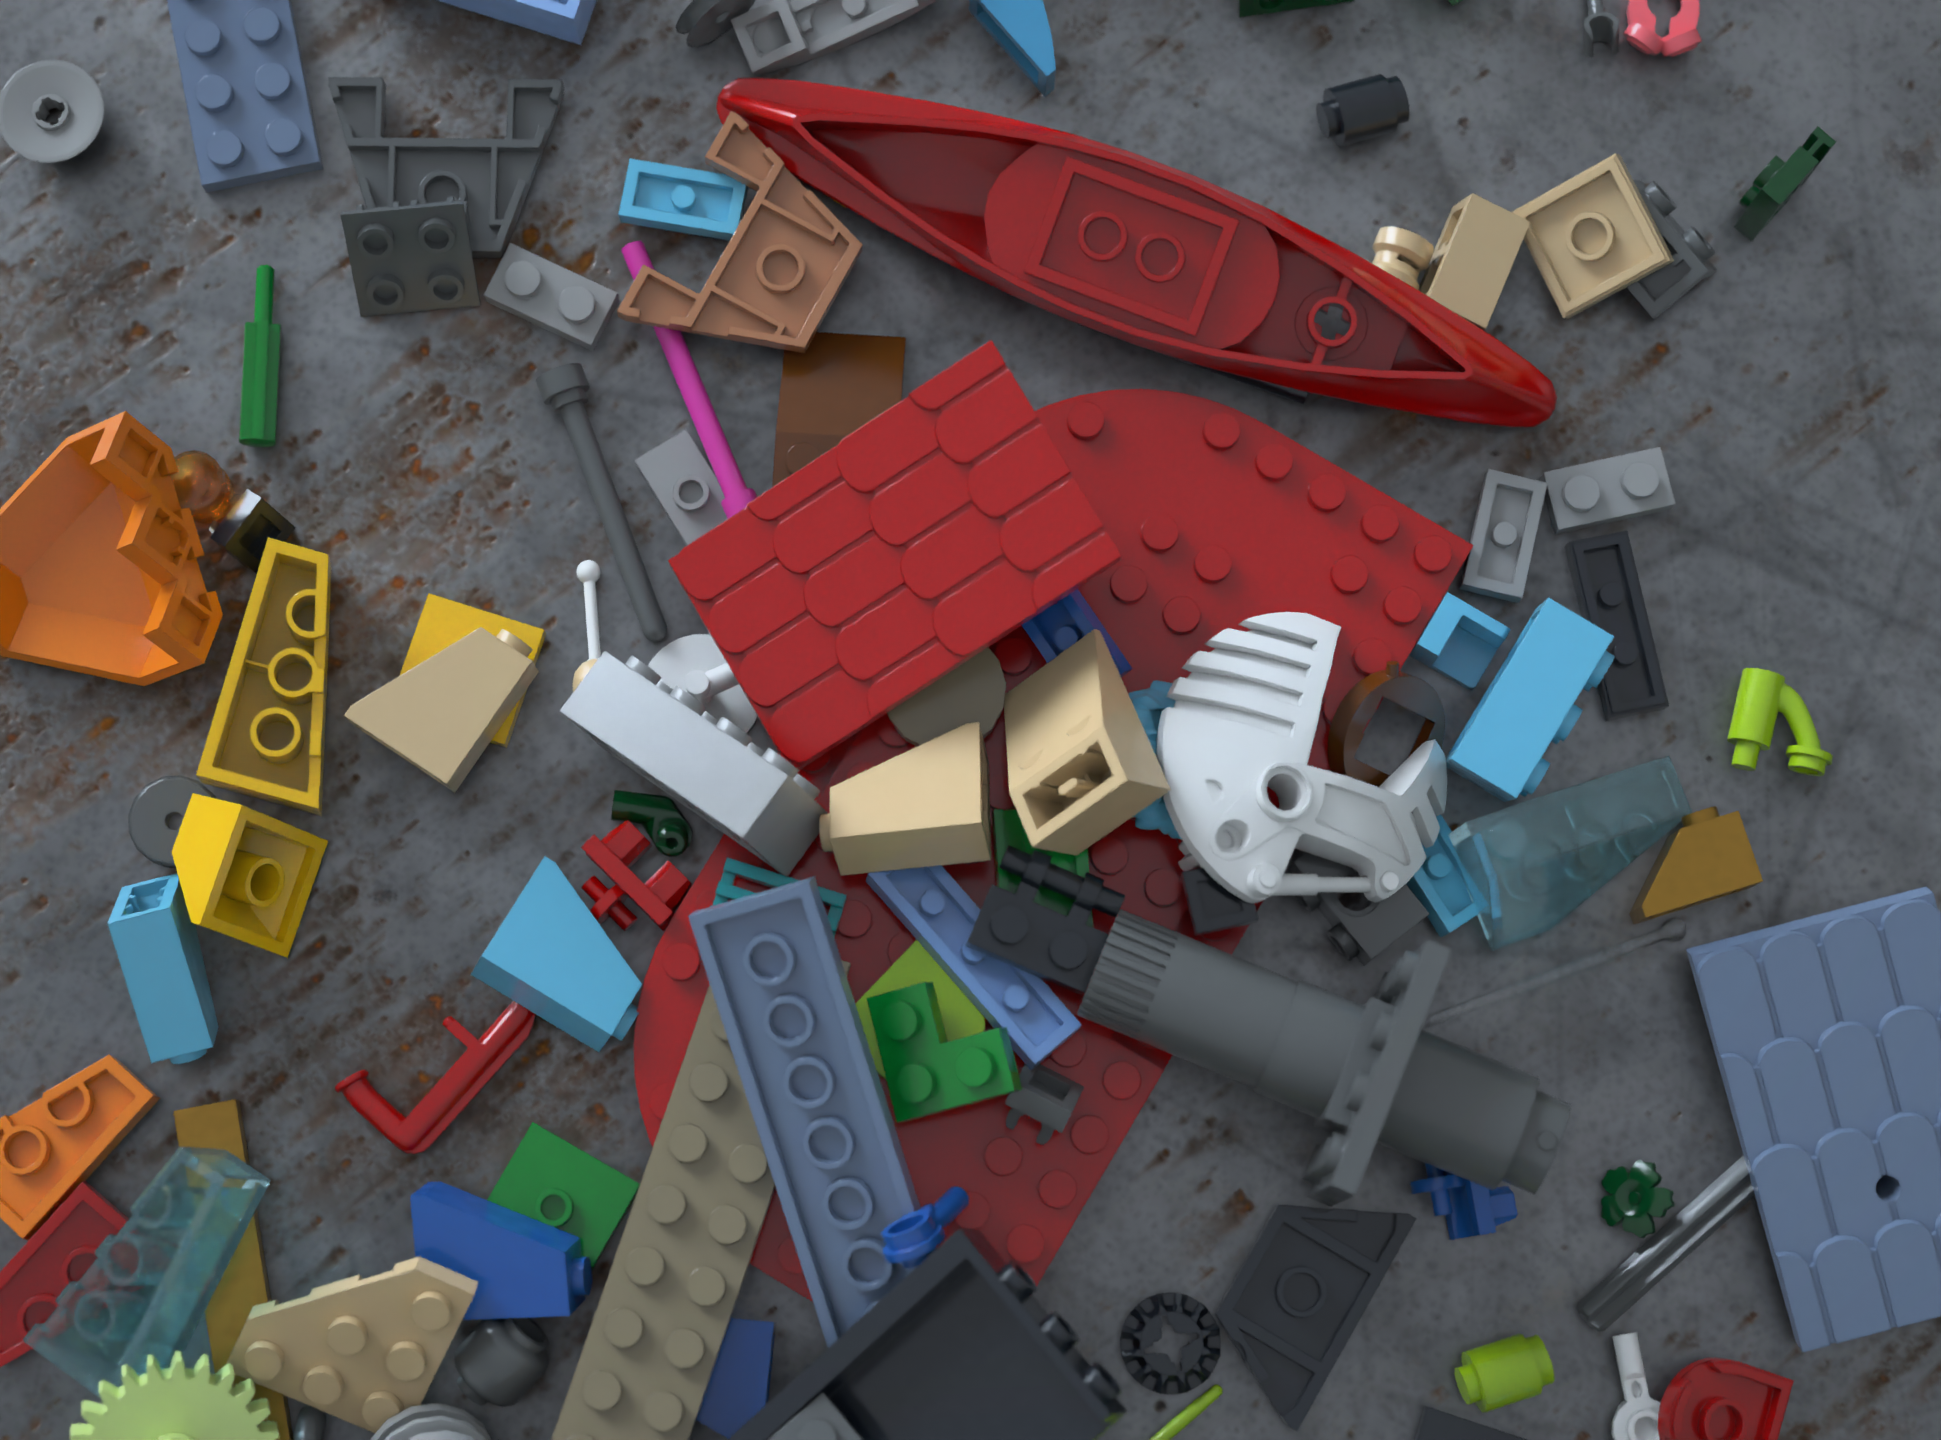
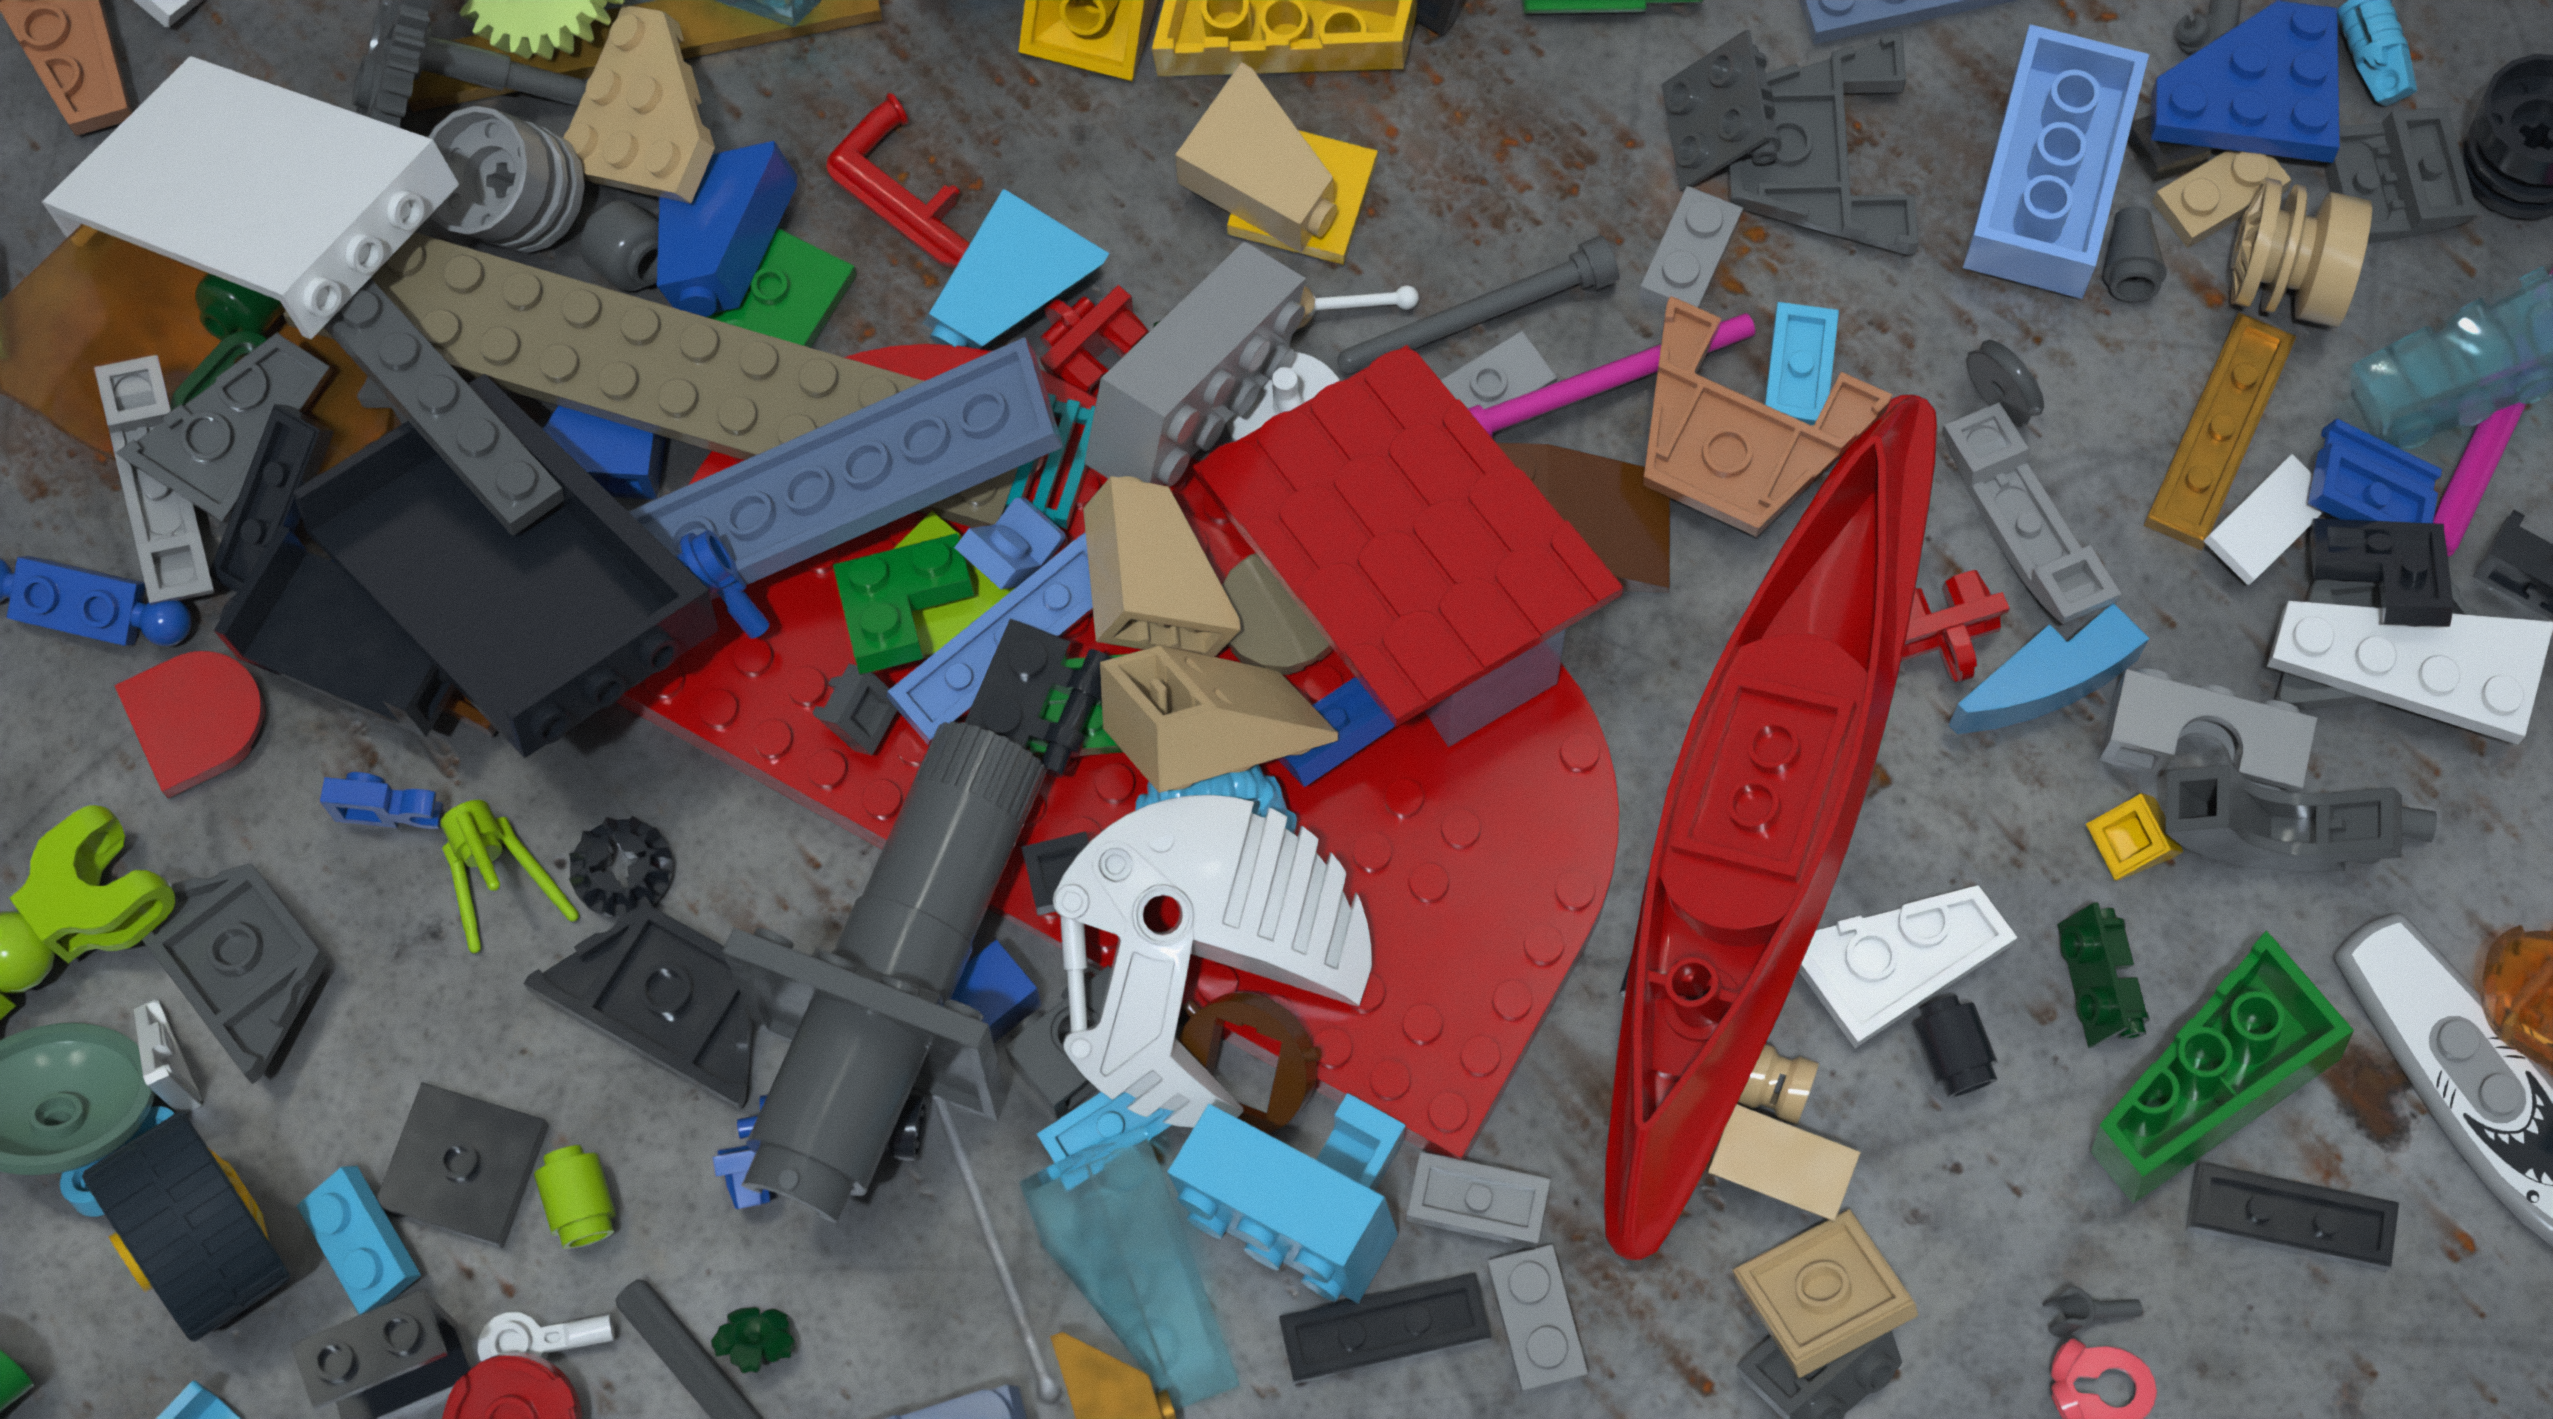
camera: 95 degrees right, 10 degrees down
(879, 946) = (1013, 546): none -> medium blue bracket
(945, 62) = (1969, 616): none -> red hips
(1277, 145) = (1895, 961): none -> white wing
(1318, 965) = (997, 990): none -> blue panel

